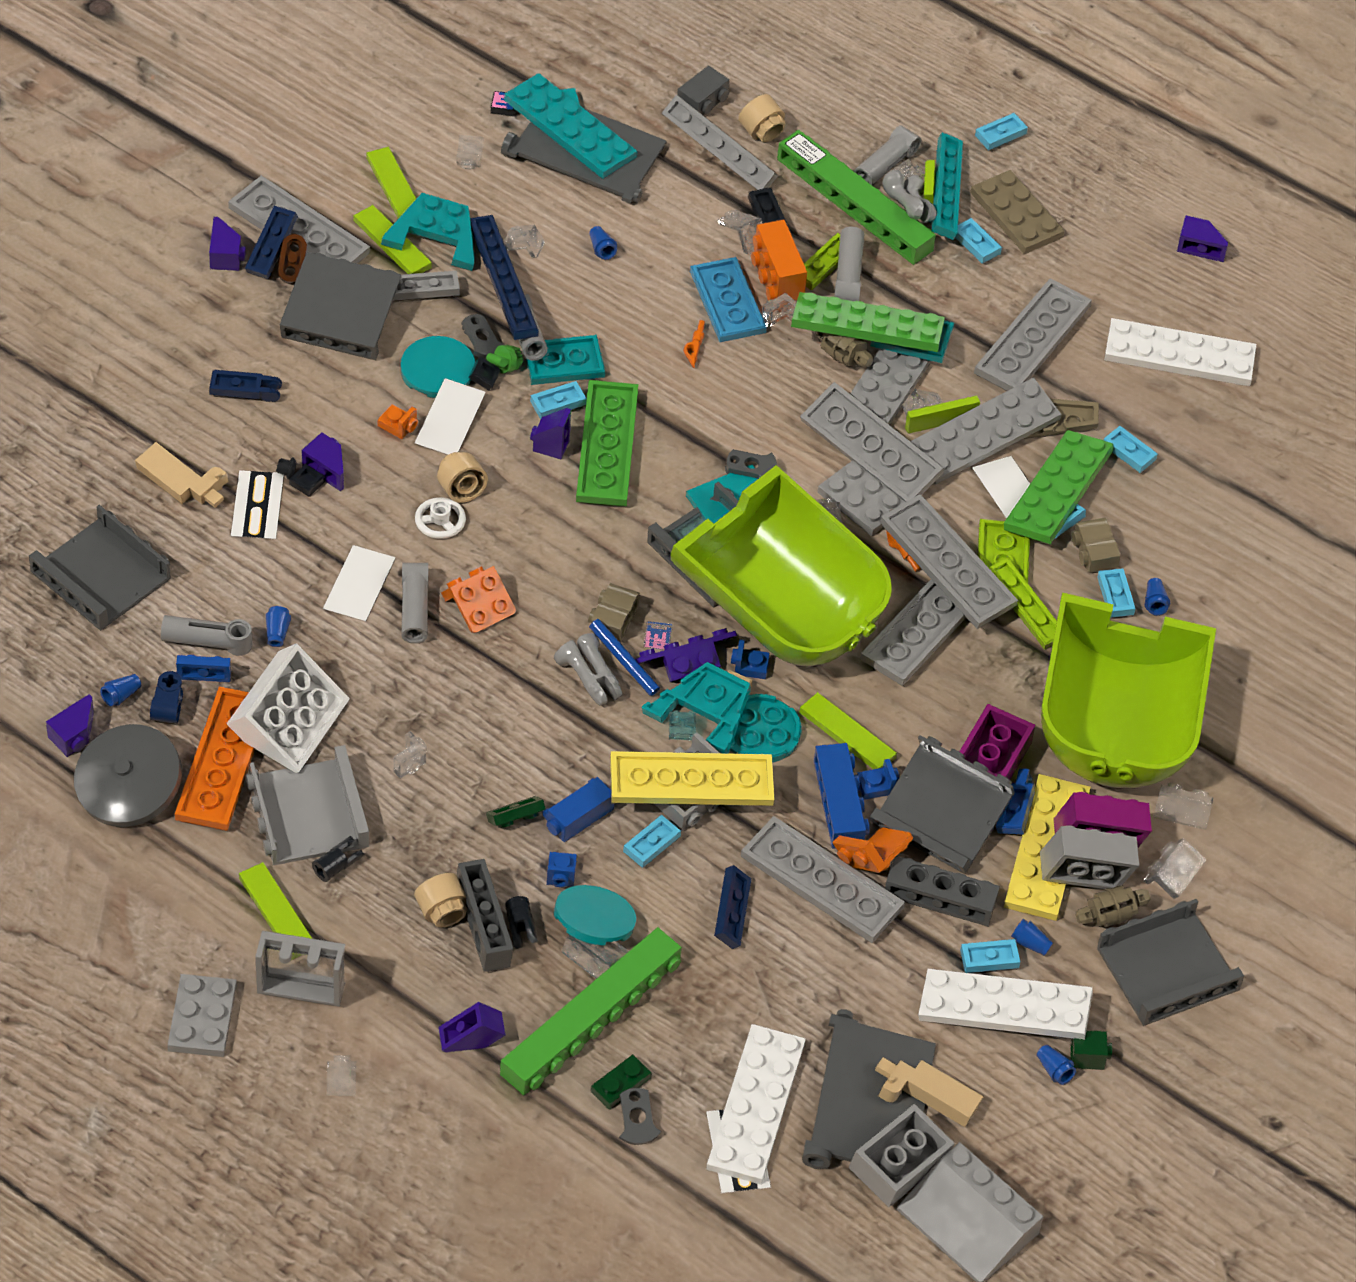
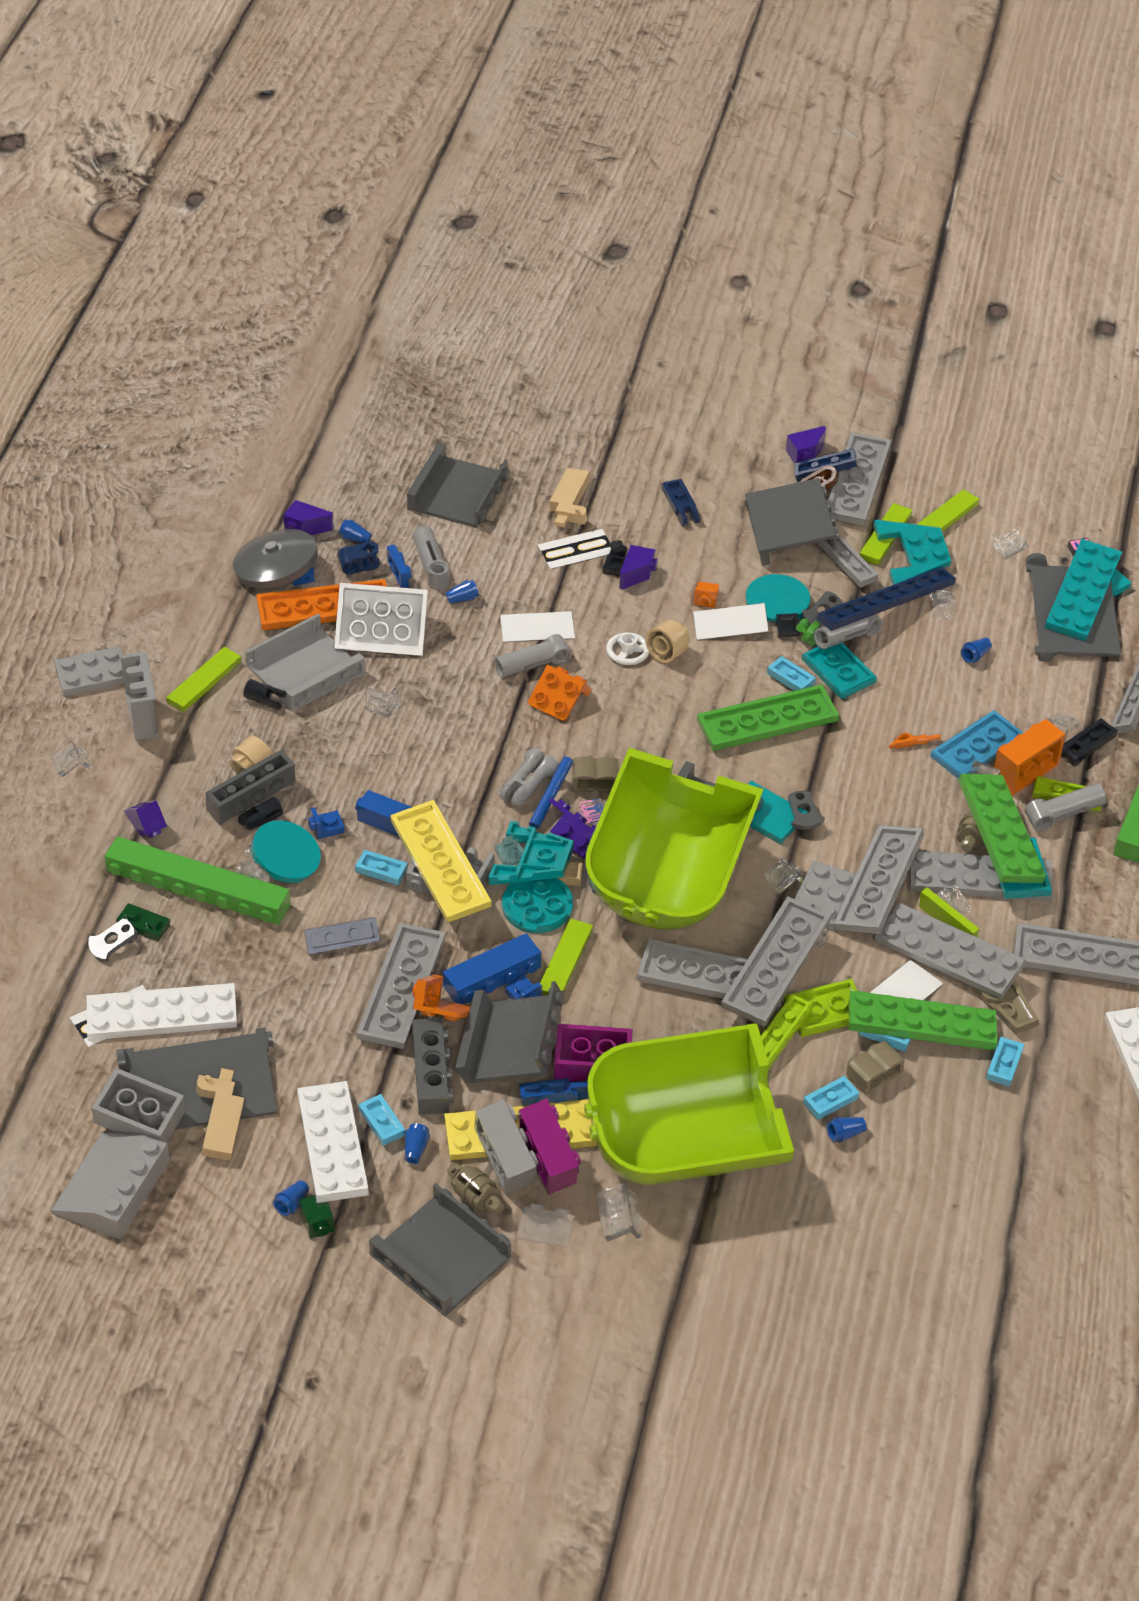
camera: 70 degrees right, 5 degrees down
(506, 814) = (358, 774): dark green plate -> none
(552, 434) = (748, 682): dark purple slope -> none

